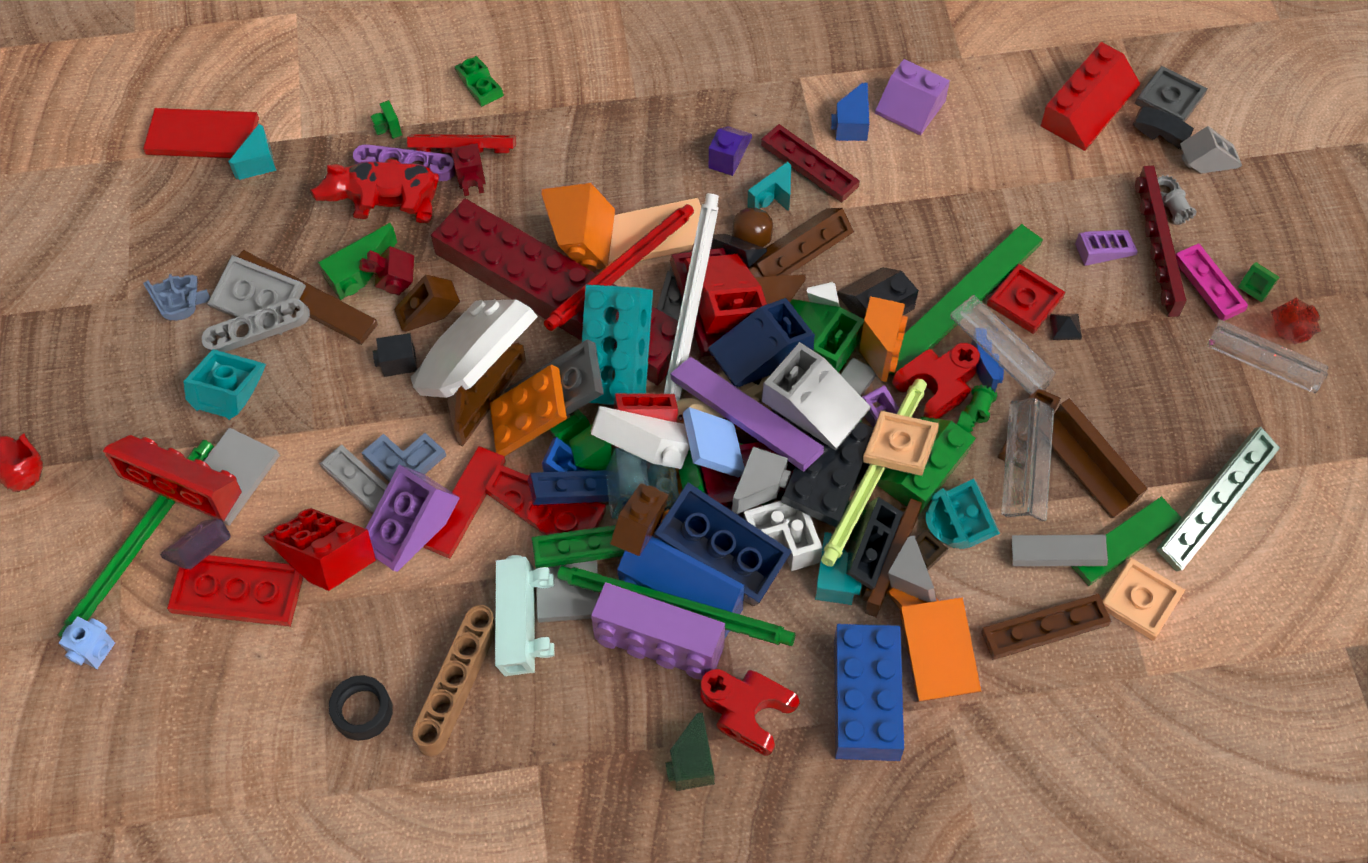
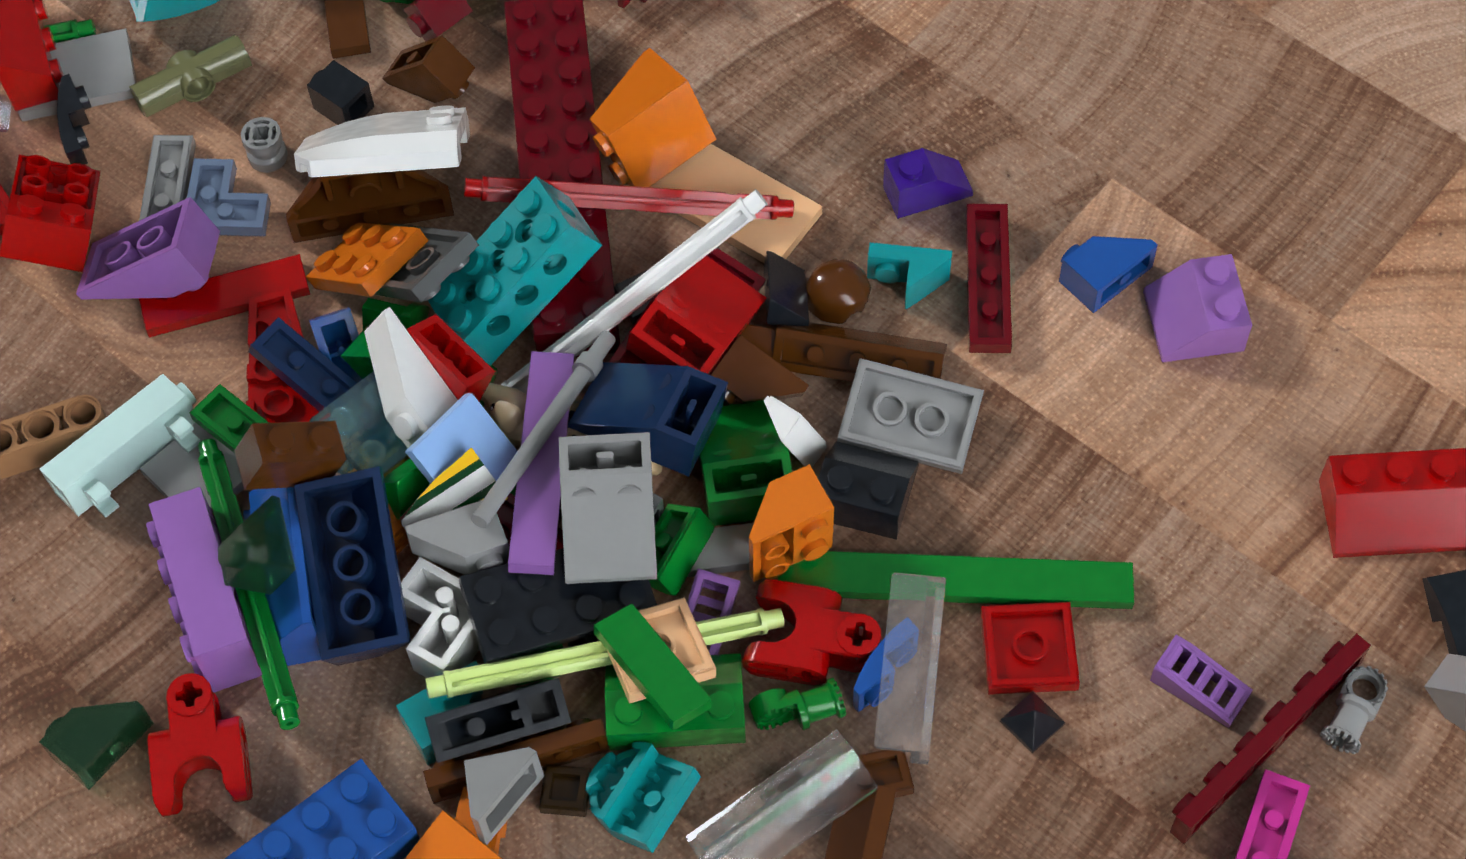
camera: 50 degrees right, 0 degrees up
(261, 489) = (71, 118): none -> black slope
(300, 417) = (190, 75): none -> olive piece
(388, 412) = (264, 144): none -> light grey wheel
(670, 580) = (258, 551): none -> clear green slope
(710, 356) = (584, 370): none -> light grey bar
(733, 460) = (455, 487): none -> sticker
(857, 249) = (910, 415): none -> light grey tile
(917, 446) = (652, 667): none -> green tile

